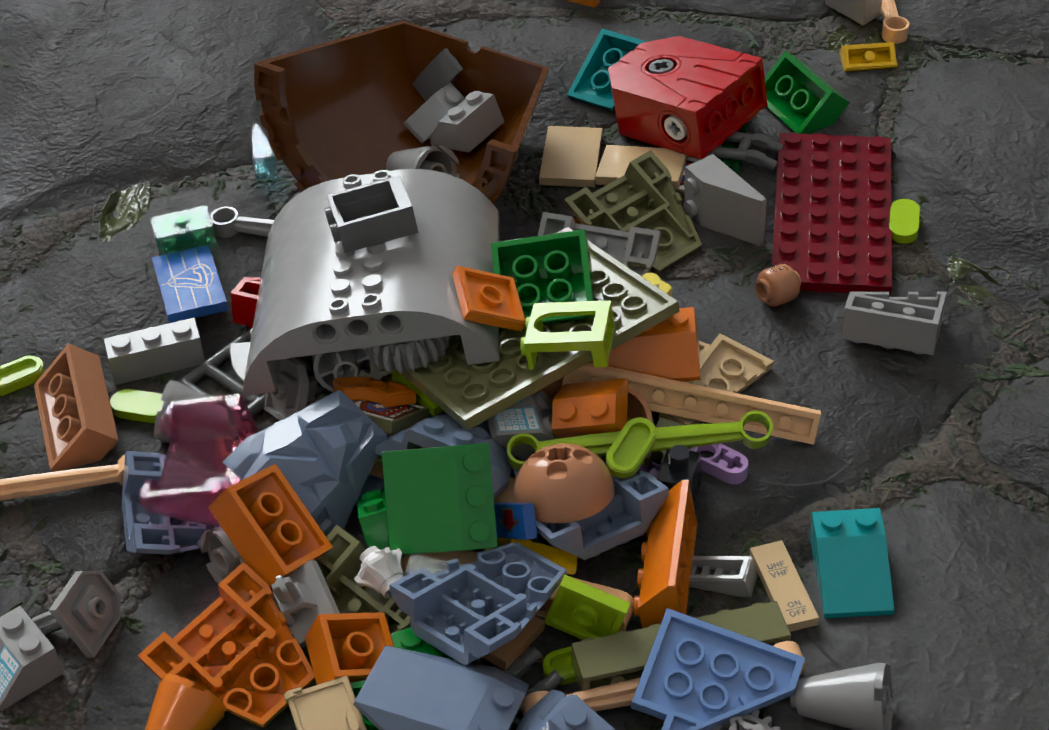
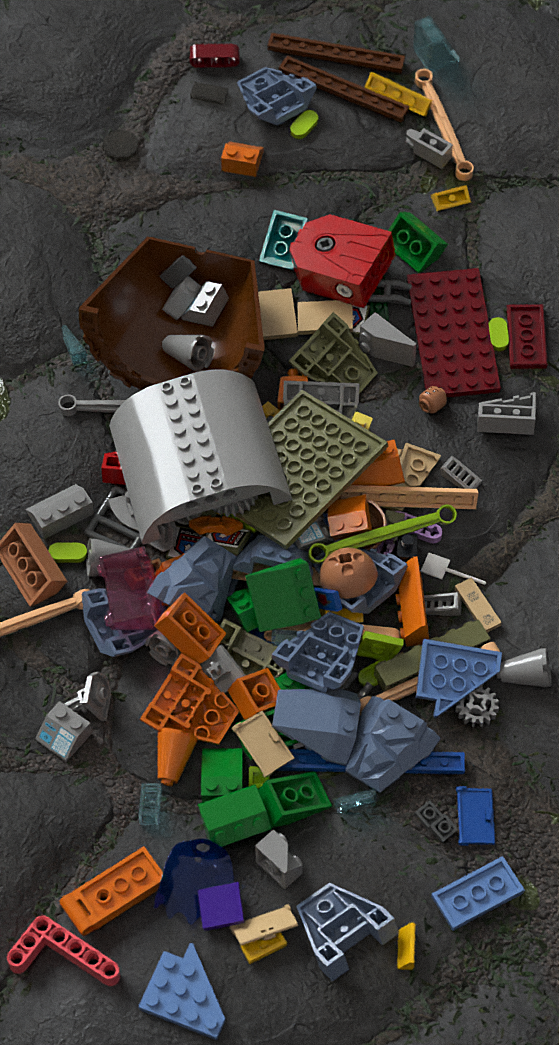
camera: 15 degrees left, 15 degrees up
(183, 230) = (45, 419): clear green brick -> none
(189, 284) = (65, 459): tile -> none
(371, 214) = (190, 407): dark grey window -> none
(380, 569) = (259, 643): white rock -> none
(488, 298) = (279, 463): orange plate -> none
(547, 270) = (304, 440): green slope -> none
(597, 341) = (348, 484): lime panel -> none
(631, 447) = (380, 541): lime tile -> none
(729, 517) = (437, 566): none -> white piece
(789, 376) = (454, 463): none -> light grey slope
(851, 563) = (513, 585): teal slope -> none
(948, 230) = (526, 336): none -> dark red tile

